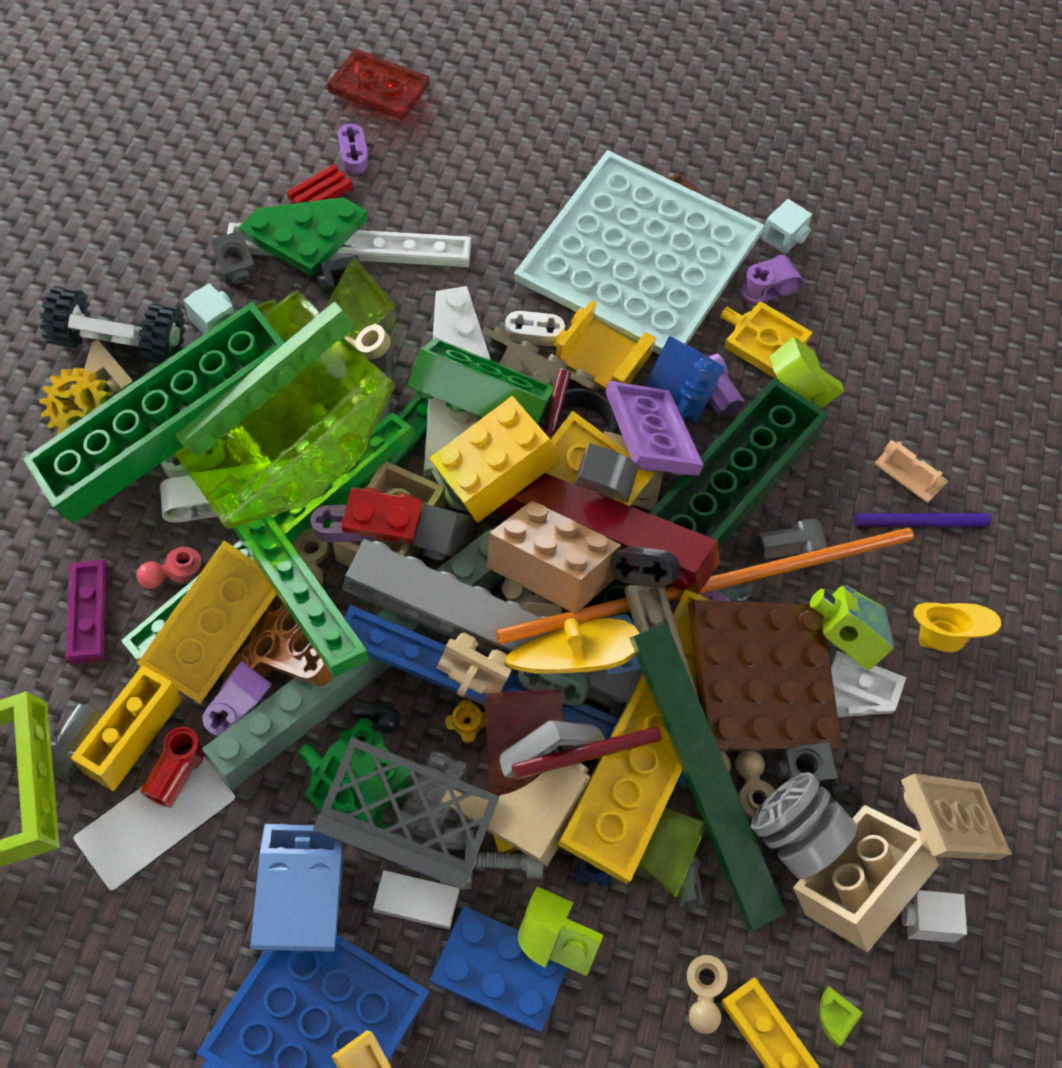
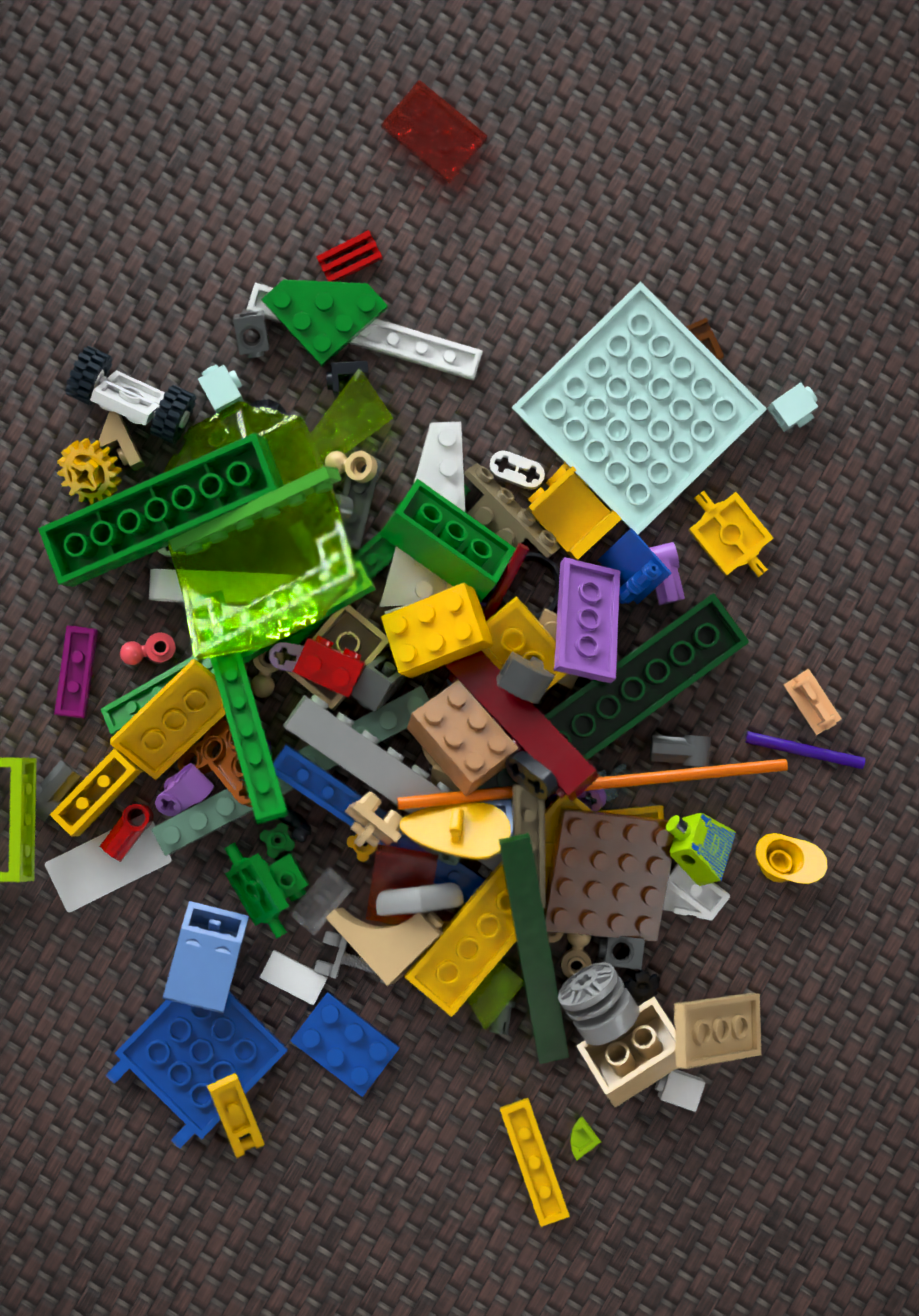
camera: 15 degrees right, 25 degrees up
(355, 148) = (398, 212): medium lavender beam -> none
(395, 846) = (286, 951): dark grey fence -> none
(551, 936) = (382, 1035): lime brick -> none
(586, 752) = (443, 916): dark red bar -> none
(704, 1014) = (485, 1114): tan plate -> none
(771, 280) = (760, 466): medium lavender piece -> none
(800, 370) = (740, 590): lime brick -> none

